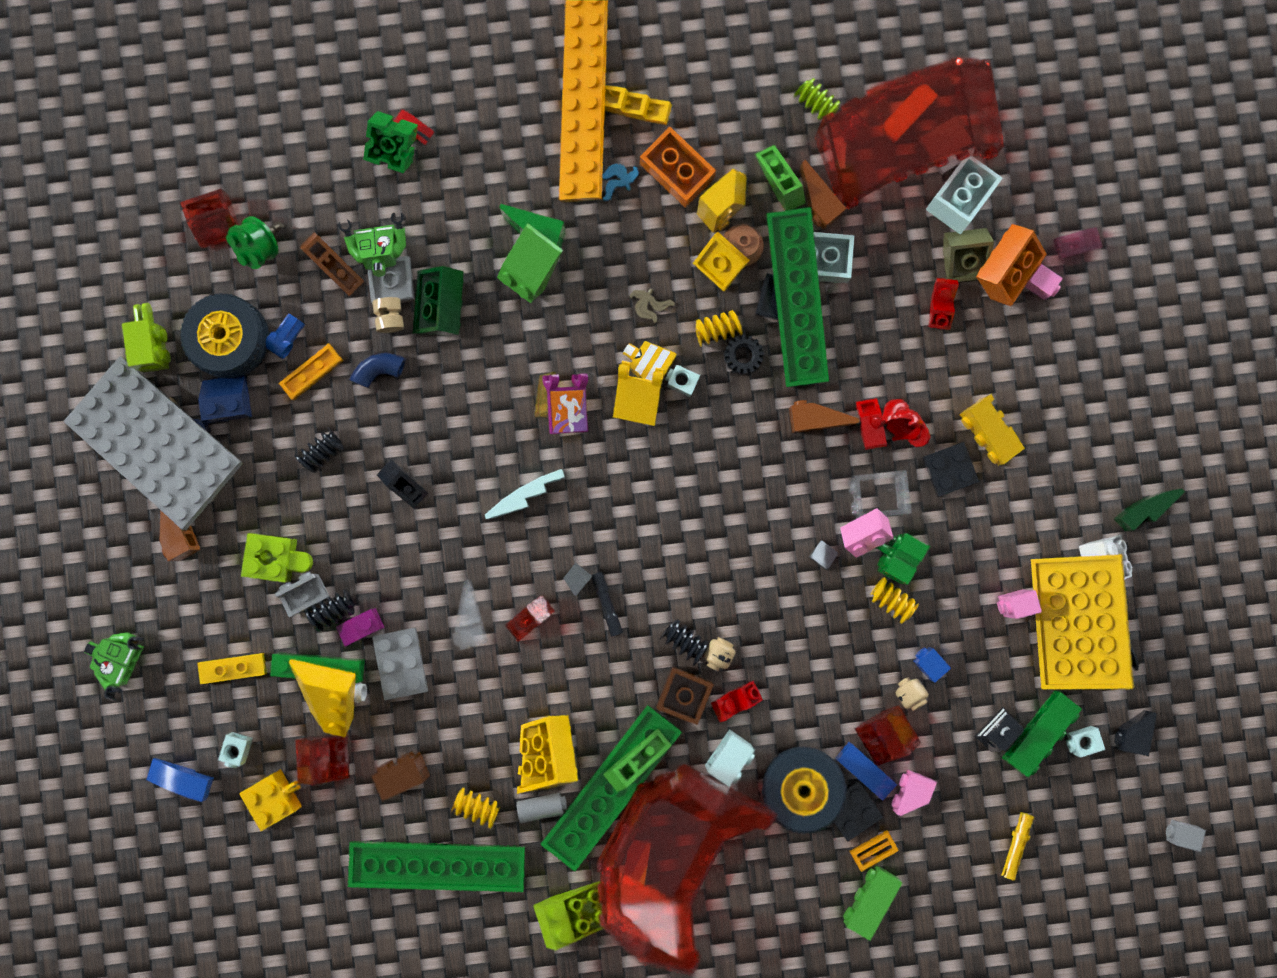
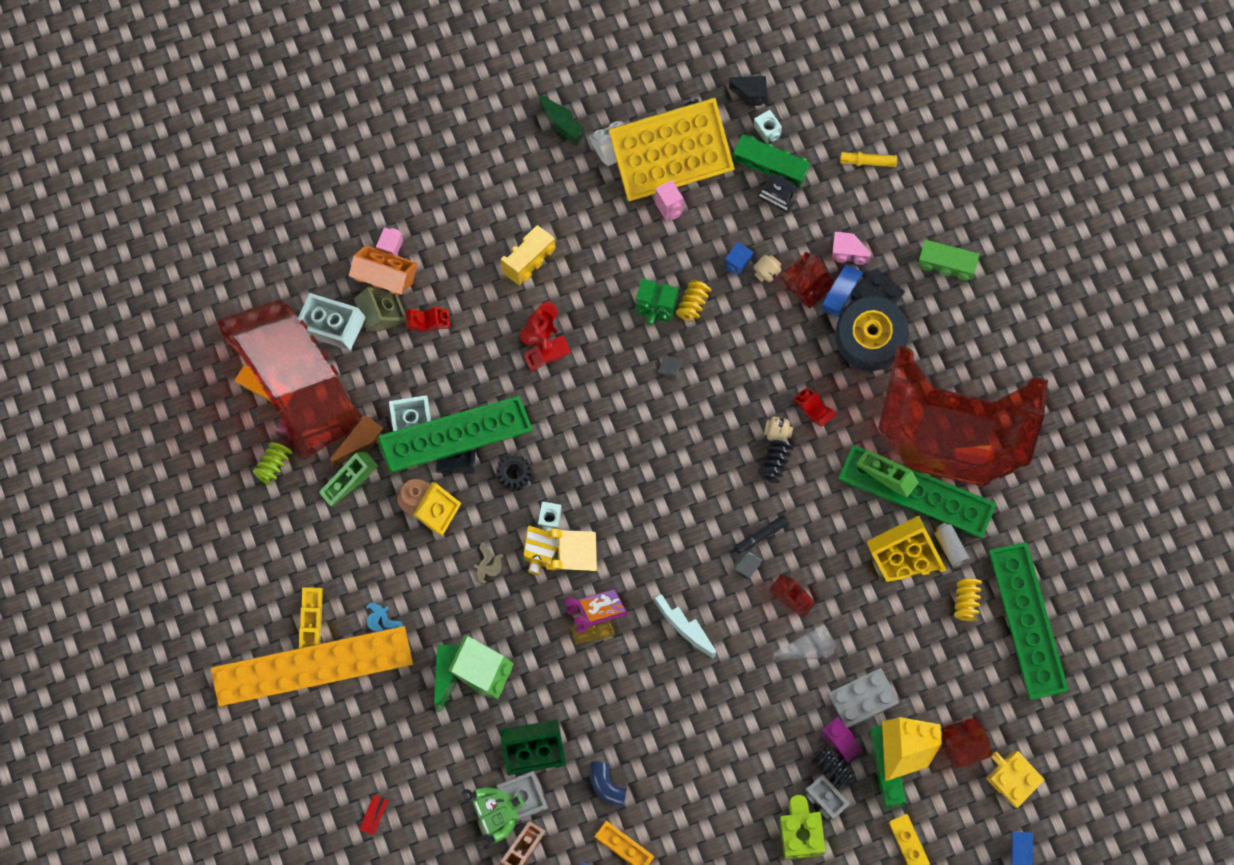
camera: 100 degrees left, 15 degrees down
(243, 744) = (972, 824): light aqua brick -> none
(320, 451) = (694, 816): black piece -> none
(388, 322) = (562, 785): tan wheel -> none
(390, 142) = (397, 822): green brick -> none
(400, 776) = (958, 667): reddish brown brick -> none
(402, 484) = (704, 736): black slope -> none
(569, 916) = (1034, 497): lime slope -> none
(677, 167) = (360, 566): orange brick -> none
(684, 695) = (821, 448): reddish brown brick -> none
(717, 327) = (494, 499): yellow piece -> none
(723, 200) = (385, 517): yellow wedge -> none
(730, 758) = (863, 398): light aqua brick -> none
(812, 417) = (554, 403): dark orange slope -> none
(866, 533) = (643, 333): bright pink brick -> none
(868, 844) = (901, 274): light orange tile -> none
(901, 487) = (601, 314): clear window -> none
(950, 469) = (569, 281): black plate -> none
(1077, 243) = (348, 223): clear pink plate -> none
(1185, 835) = (821, 36): light grey brick -> none

